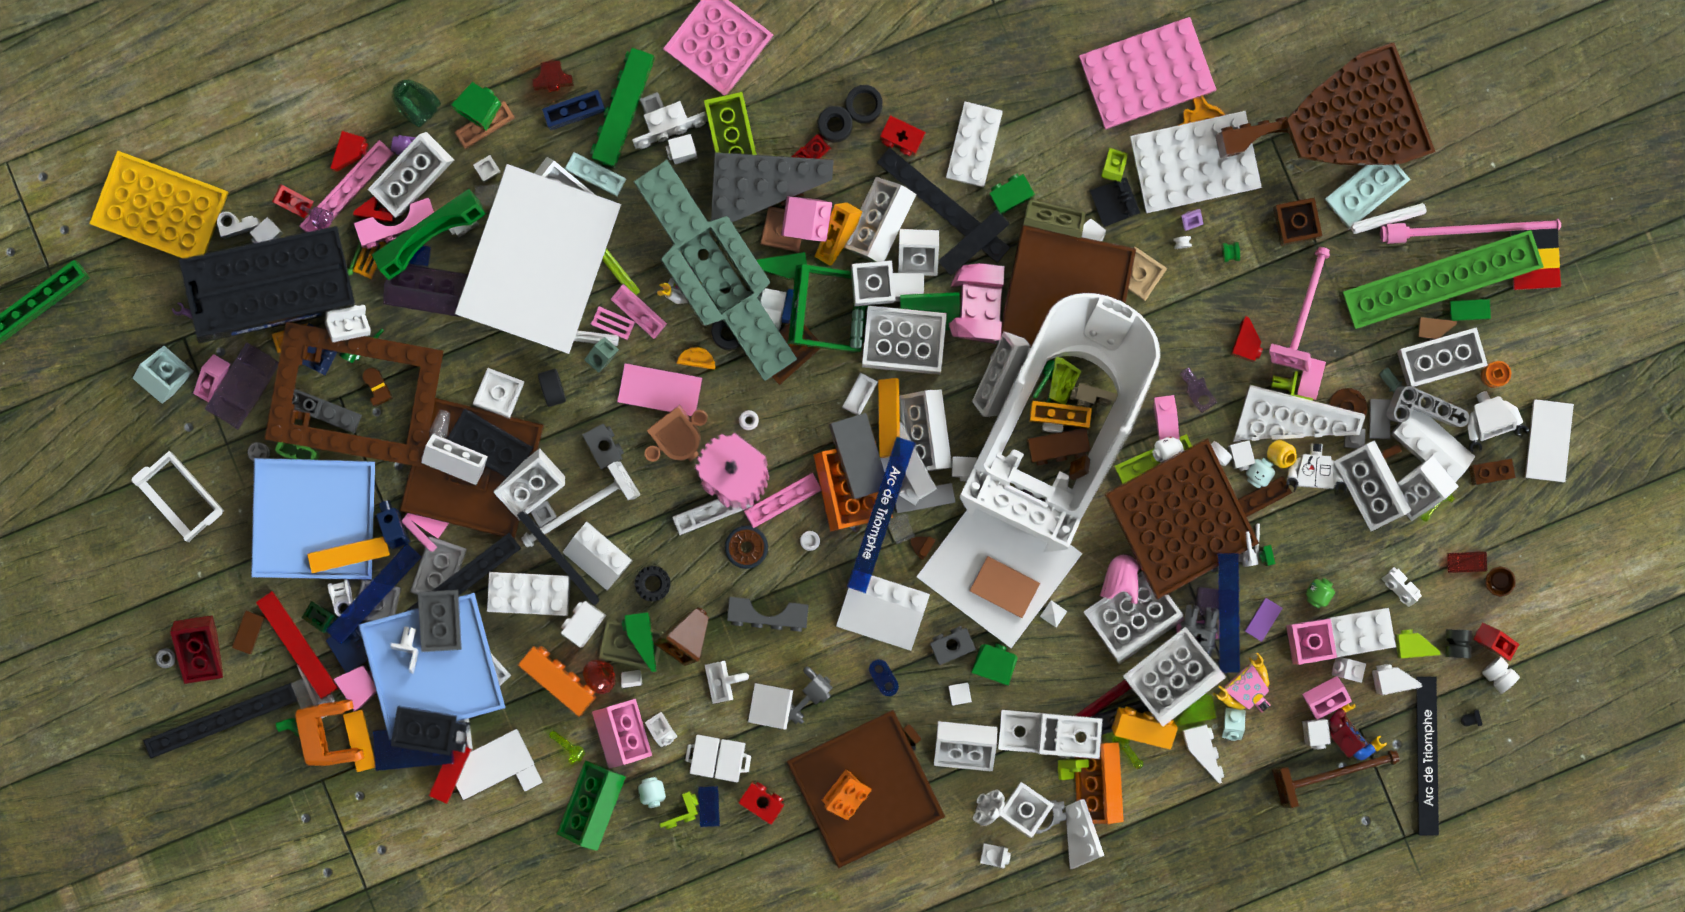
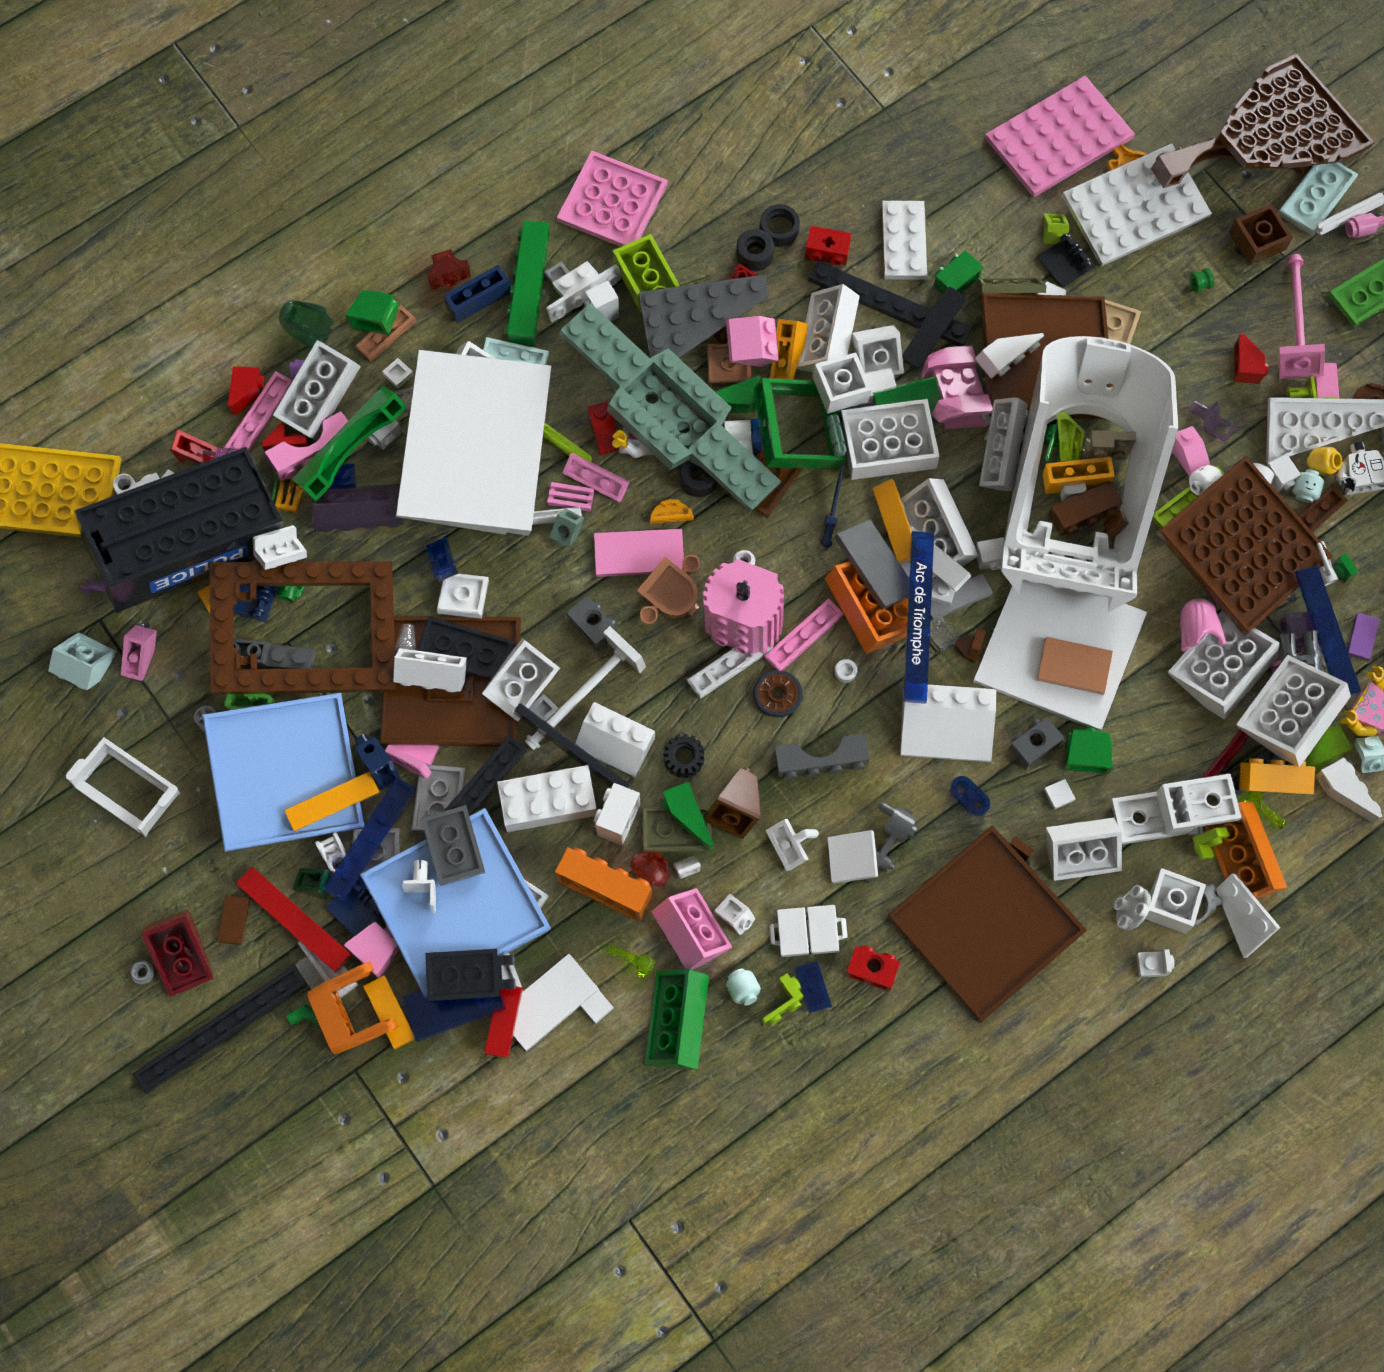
camera: 15 degrees left, 15 degrees down
(242, 386) = (174, 653): clear purple piece -> none
(378, 386) = (323, 613): reddish brown leg -> none
(487, 357) = (441, 559): none -> clear blue plate
(551, 387) = (520, 572): black tyre -> none
(655, 270) = (602, 426): none -> red slope
(833, 402) = (831, 521): none -> dark blue sword
(845, 795) = (967, 933): orange bracket -> none
(859, 394) = (856, 506): white tile -> none
(1020, 291) = (1003, 351): none -> white slope
(1053, 613) = (1134, 685): white slope -> none
(1182, 242) = (1149, 282): white bush -> none
(1192, 219) = (1151, 259): lavender slope -> none

